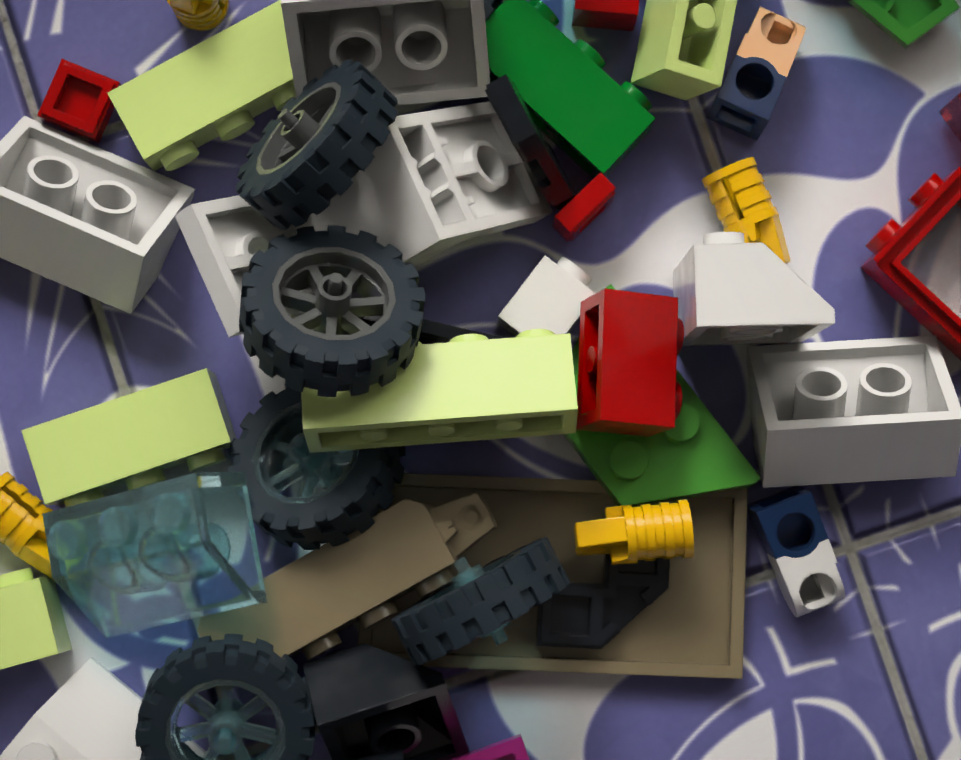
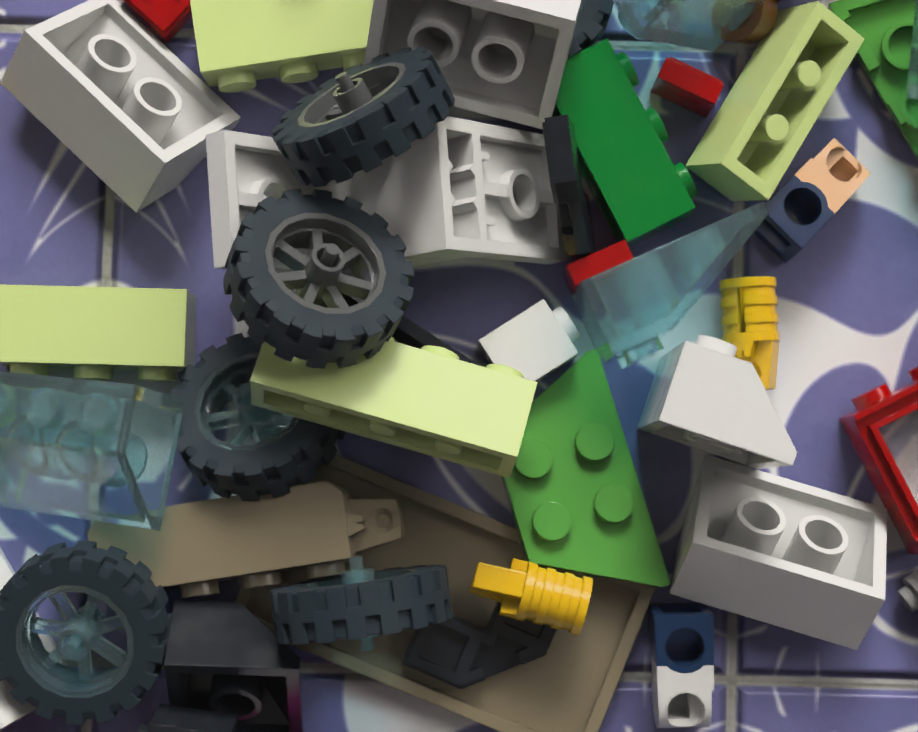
camera: 20 degrees right, 0 degrees up
(628, 363) = (584, 430): red brick -> none
(642, 217) = (649, 295): none -> clear light blue slope

